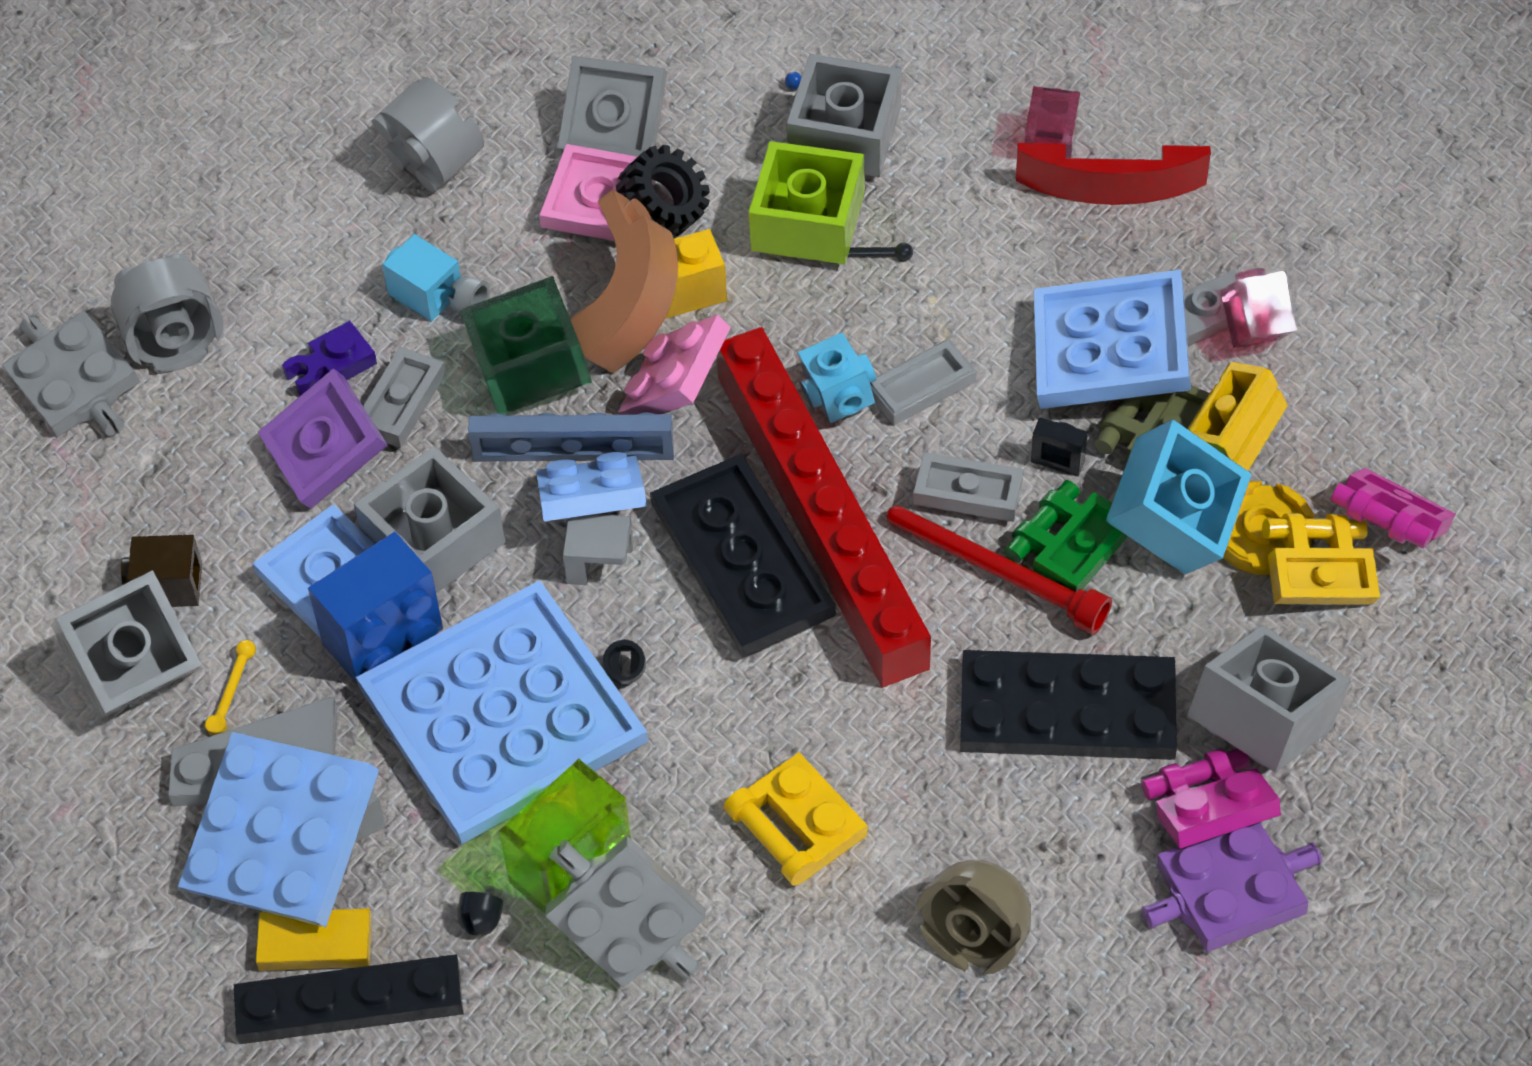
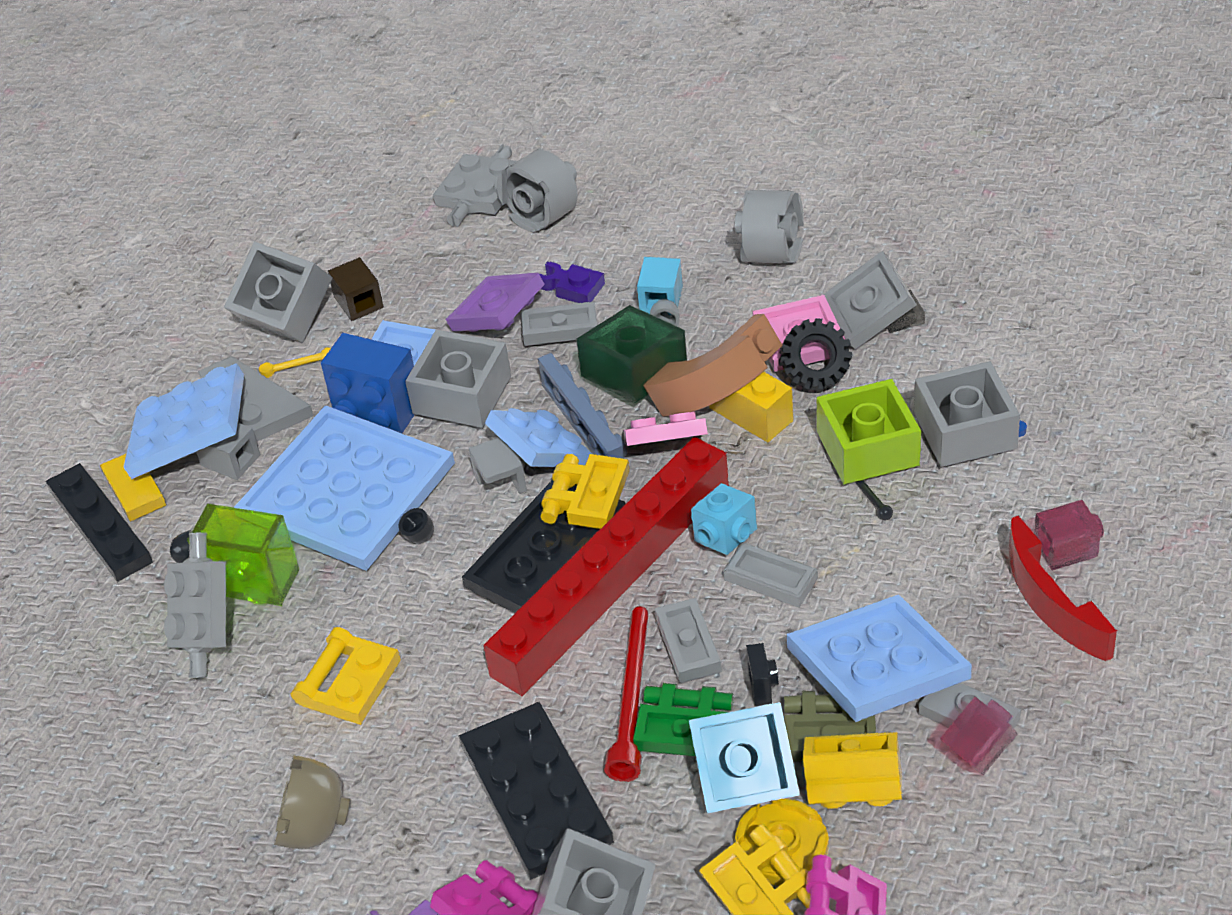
camera: 65 degrees right, 10 degrees down
(724, 464) = (596, 494): none -> yellow plate

